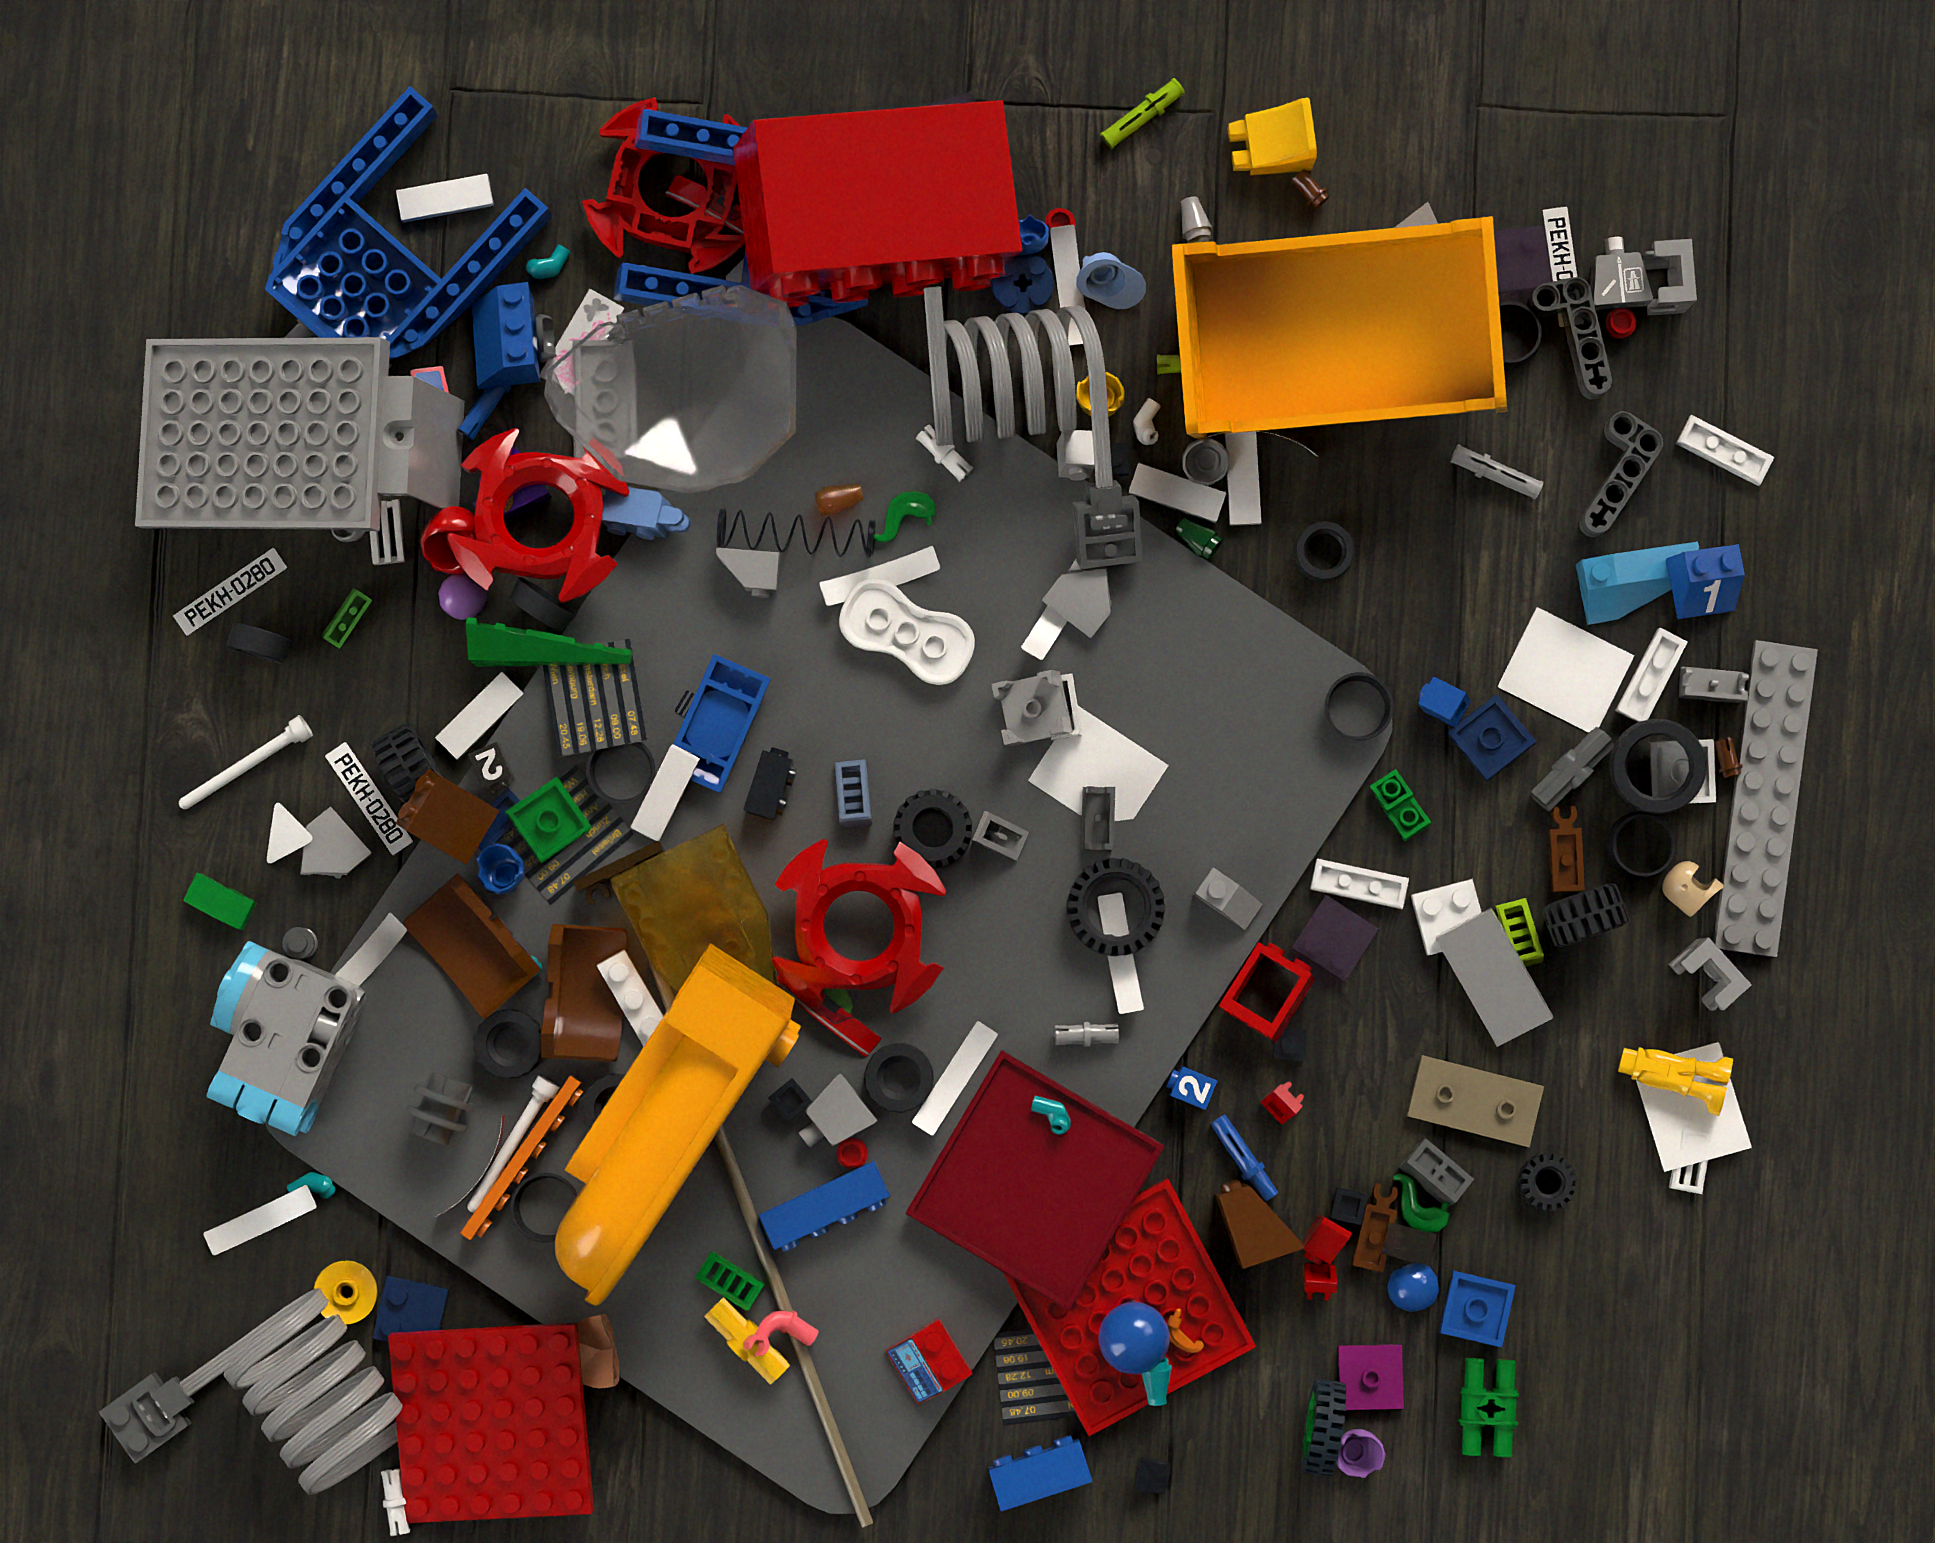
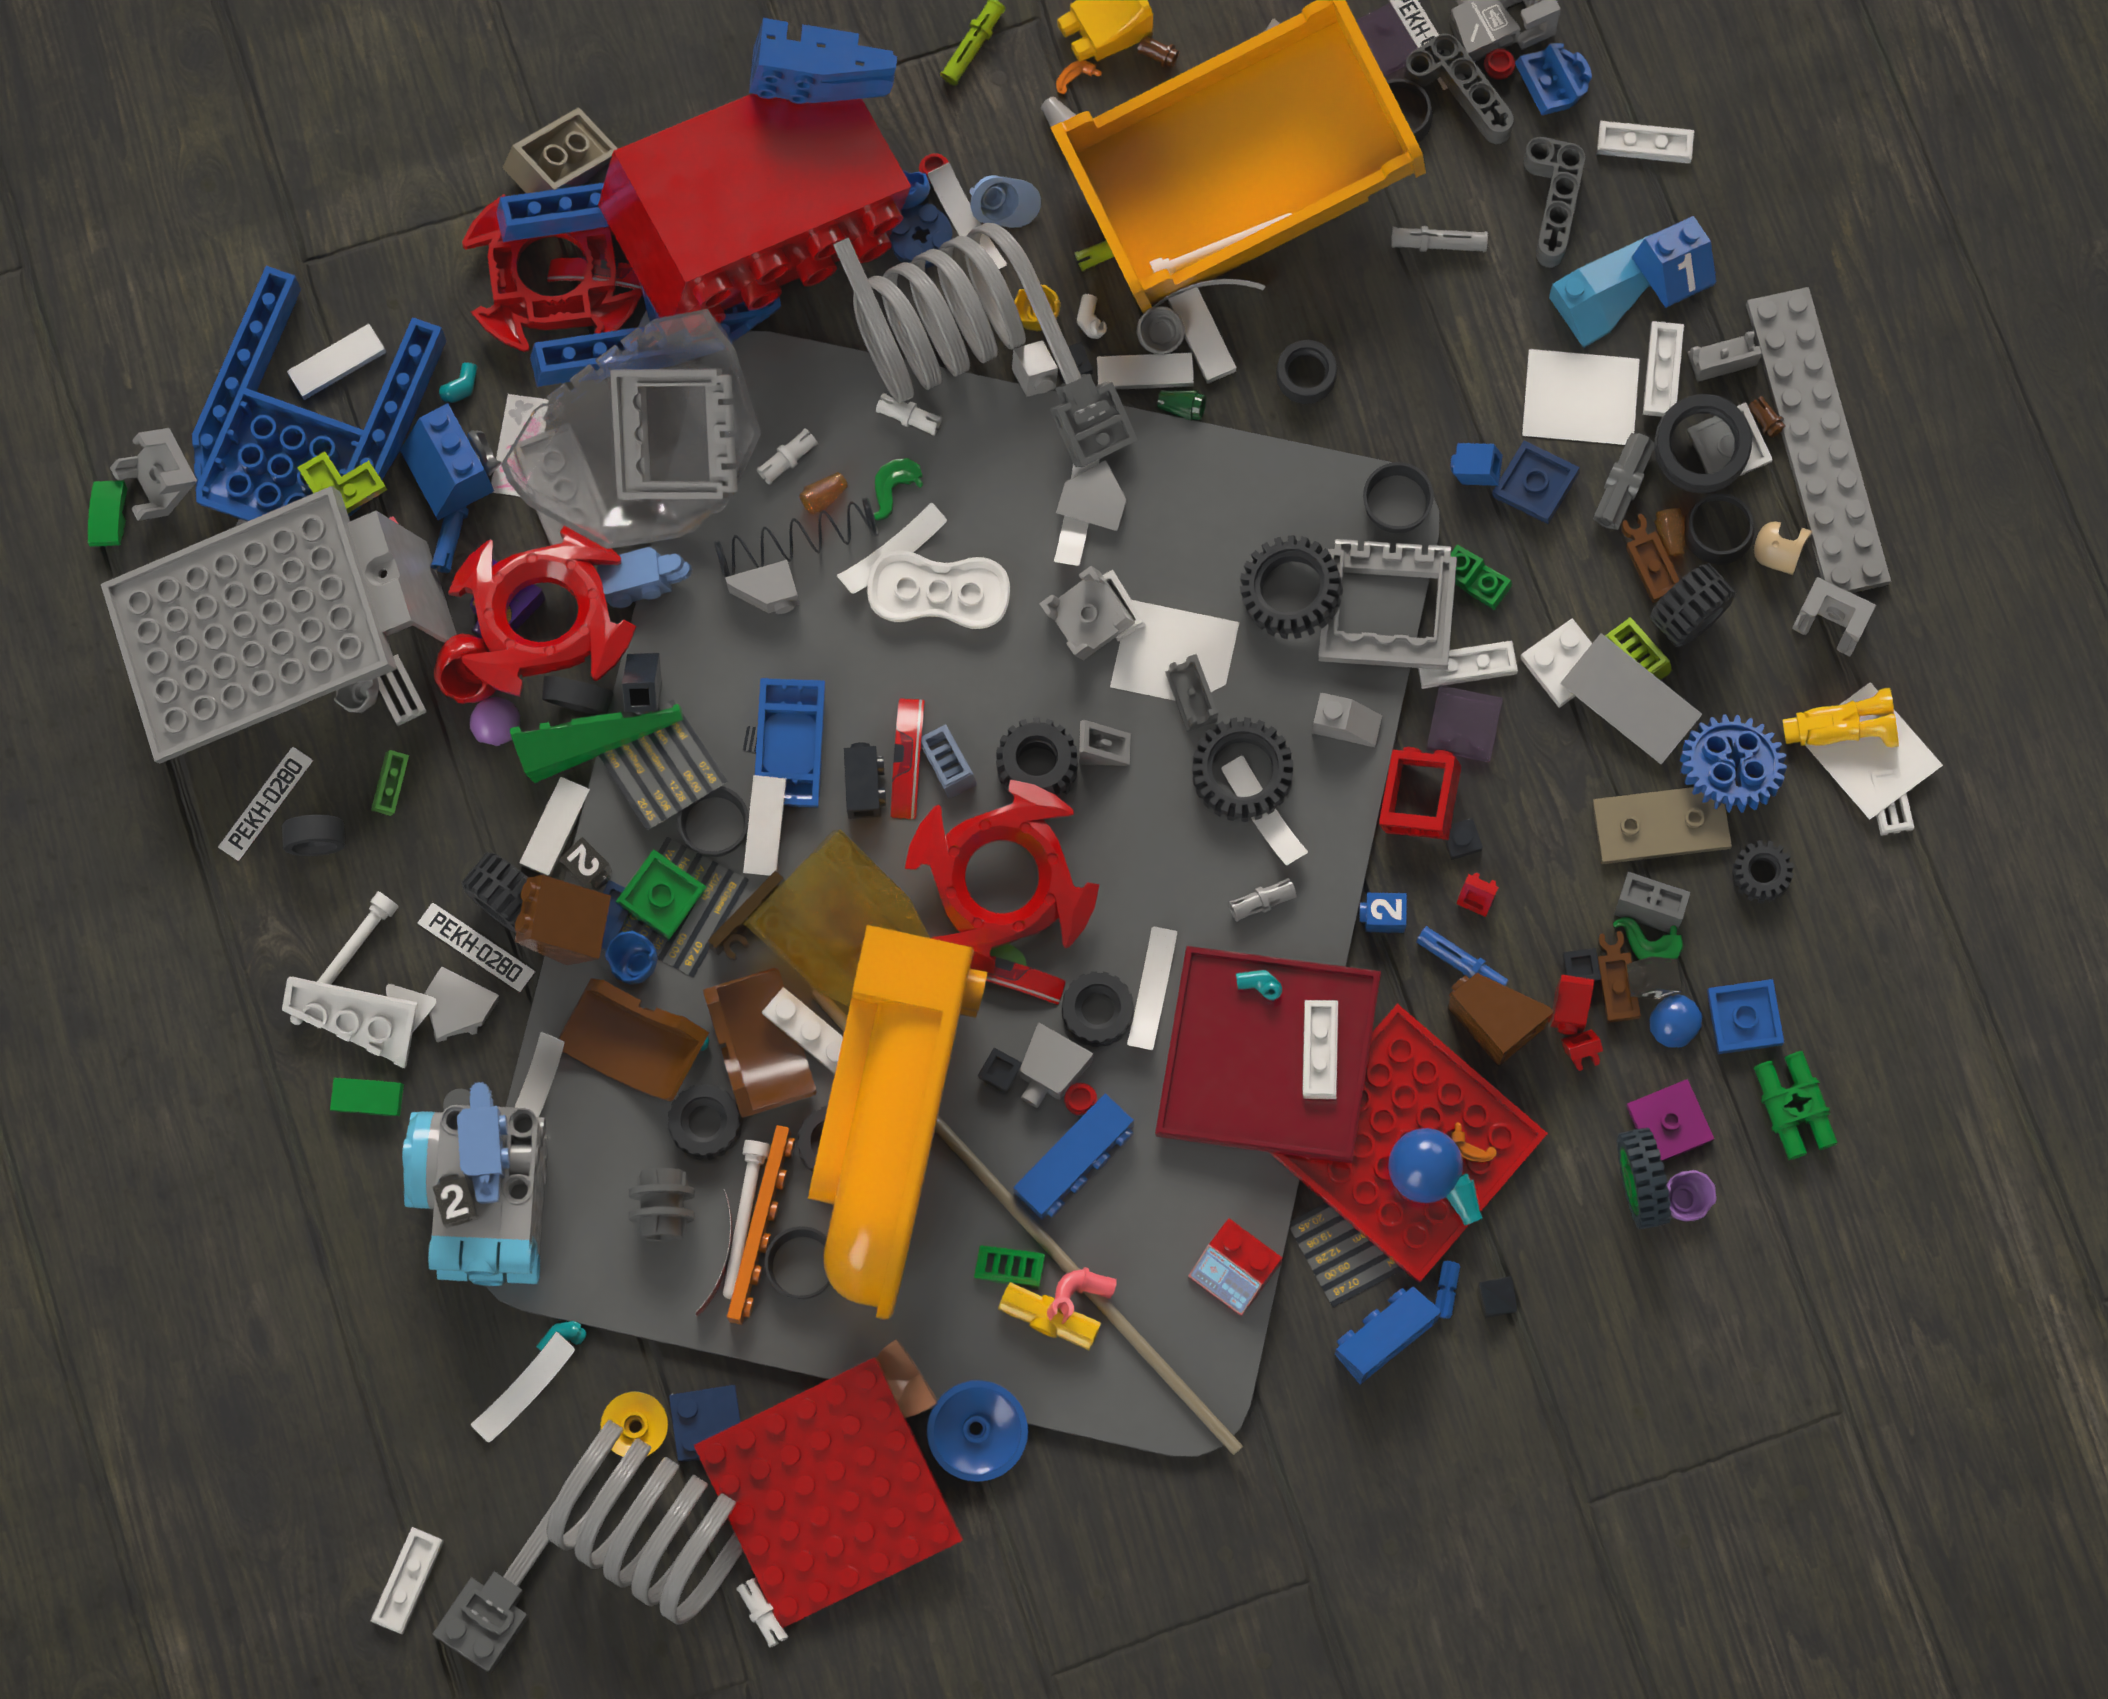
camera: 15 degrees left, 10 degrees down
(97, 1350) = (407, 1580): none -> white tile
(182, 264) = (105, 513): none -> green slope
(245, 245) = (160, 471): none -> light grey panel
(246, 831) = (367, 1019): none -> white wing
(248, 1051) = (455, 1201): none -> clear smoke brick
(291, 1007) = (481, 1144): none -> medium blue hinge
(403, 334) = (355, 486): none -> lime plate
(603, 618) = (642, 682): none -> black brick
(640, 1436) = (980, 1454): none -> blue dish
(680, 386) = (632, 437): none -> light grey hinge
(720, 80) = (559, 154): none -> dark tan slope
(818, 450) = (787, 456): none -> white pin
(818, 776) = (907, 758): none -> red sticker
(968, 112) = (816, 73): none -> blue piece
(1081, 1197) = (1320, 1049): none -> white tile
(1106, 1456) = (1448, 1283): none -> blue piece
(1213, 721) = (1276, 555): none -> black tyre
(1224, 177) = (1073, 71): none -> orange piece
(1232, 407) = (1190, 258): none -> white piece
(1288, 843) = (1396, 649): none -> light grey hinge
(1535, 1065) = (1704, 765): none -> blue gear
(1596, 831) = (1671, 530): none -> clear orange cone
(1666, 357) = (1555, 77): none -> blue slope

